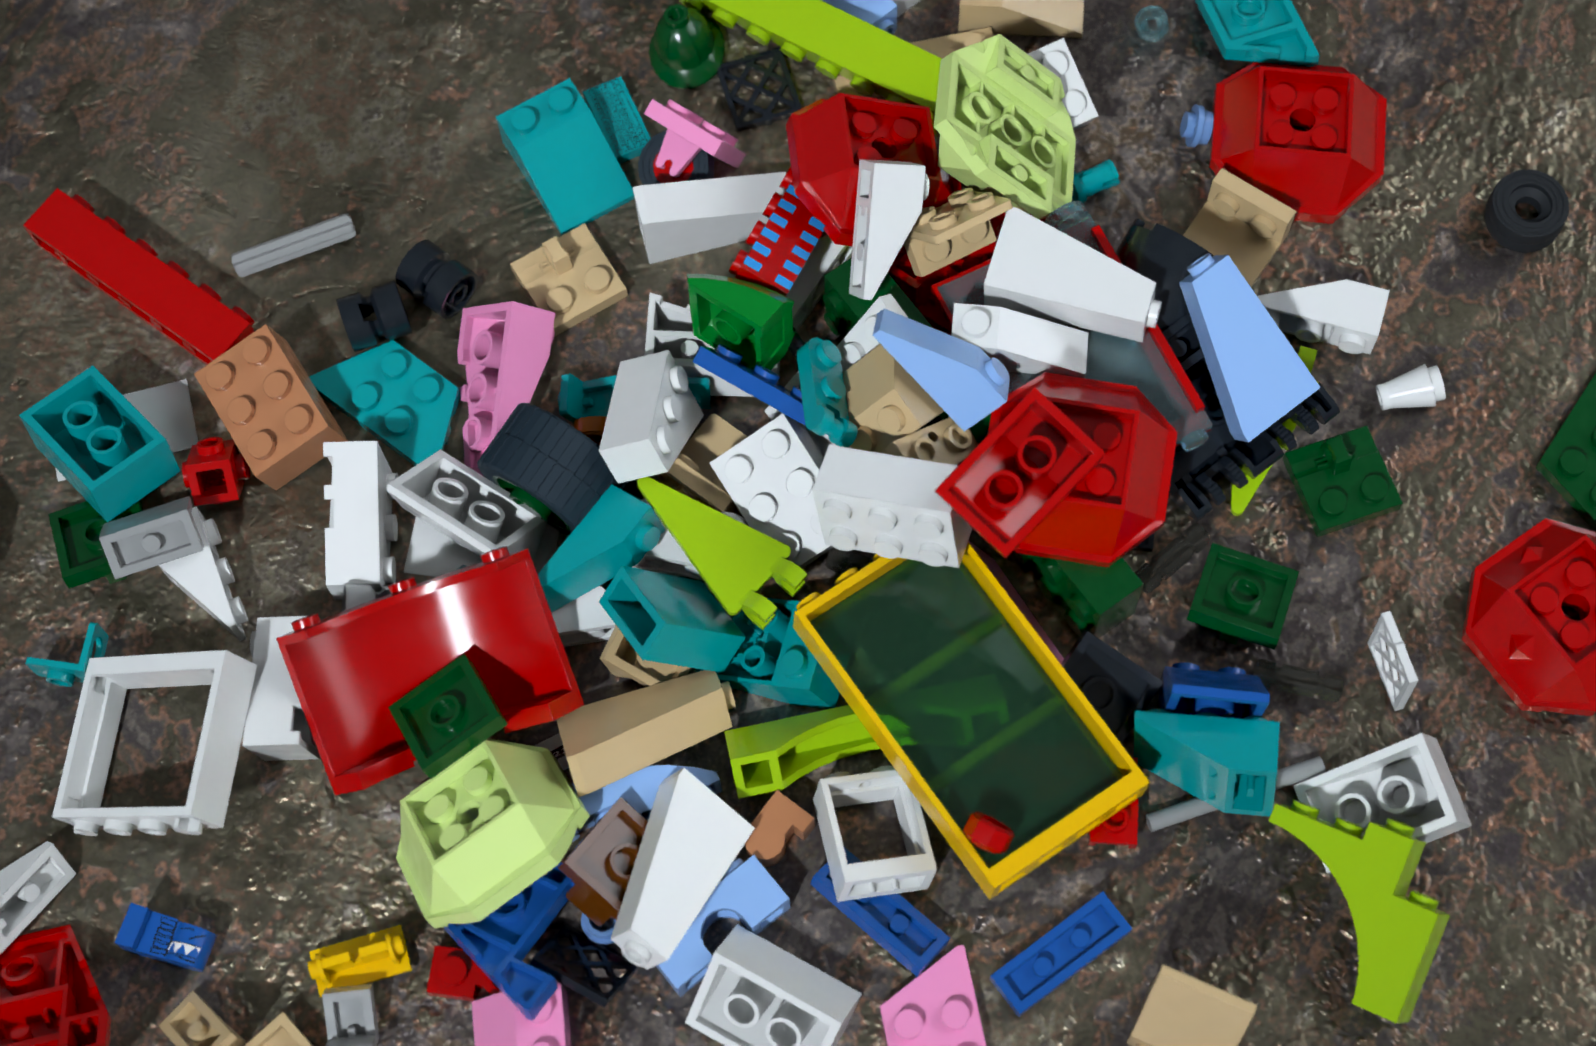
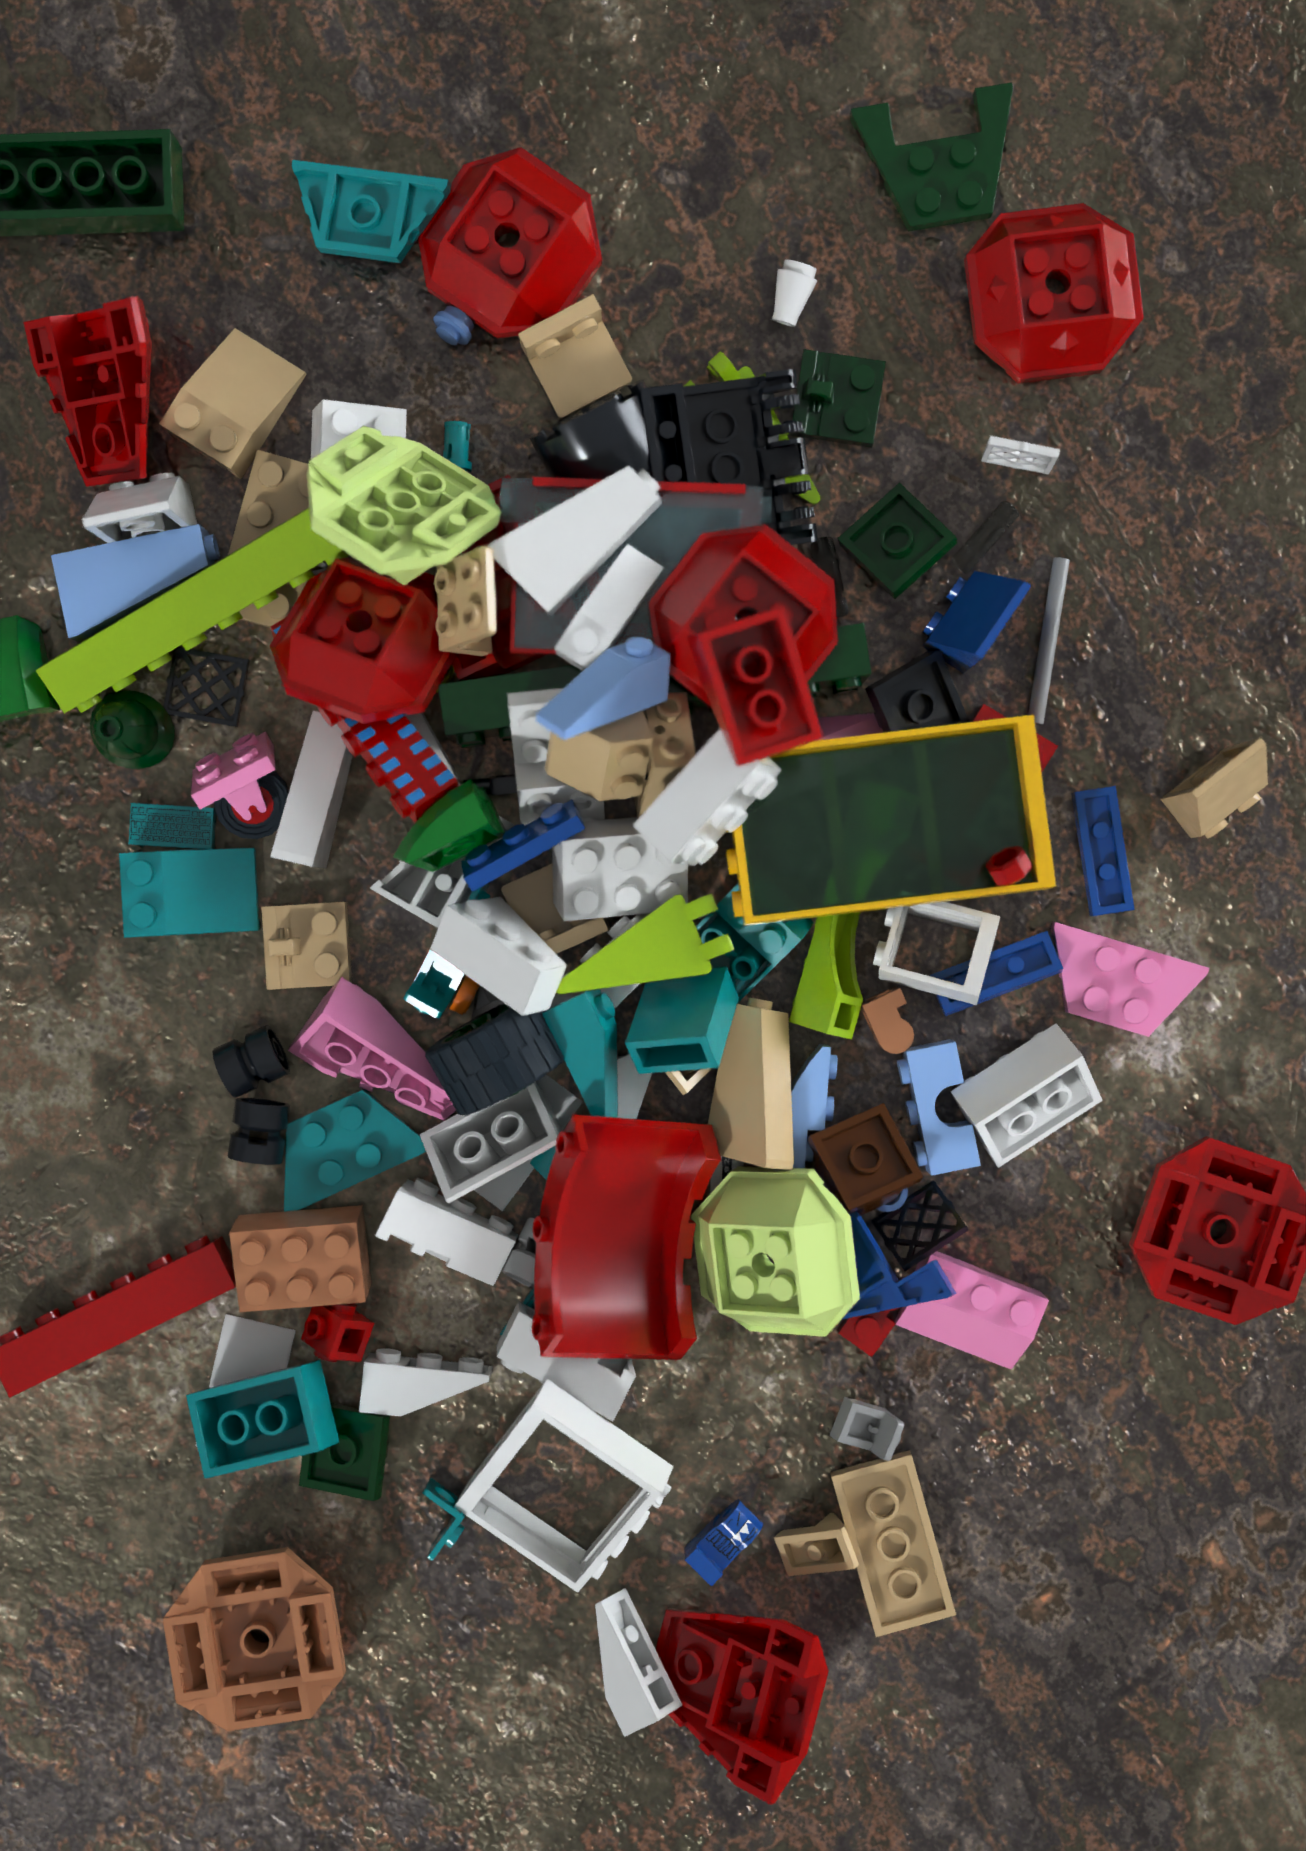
camera: 65 degrees left, 20 degrees up
(150, 537) = (375, 1413): light grey panel -> none
(293, 245) = (146, 1167): light grey axle -> none
(360, 960) = (817, 1397): yellow hinge -> none
(447, 716) = (669, 1242): dark green hinge -> none
(677, 867) = (896, 1122): white slope -> none
(824, 392) = (564, 796): teal plate -> none
(885, 212) = (435, 660): white slope -> none
(1142, 26) = (329, 315): clear light blue hinge -> none
(1212, 757) = (1033, 643): teal slope -> none
(1243, 347) = (714, 421): light blue slope -> none
(1332, 313) = (693, 312): white slope -> none
(1392, 930) = (1179, 577): lime arch -> none
(1397, 783) = (1122, 531): white slope -> none
(1532, 188) = (692, 68): black tyre -> none

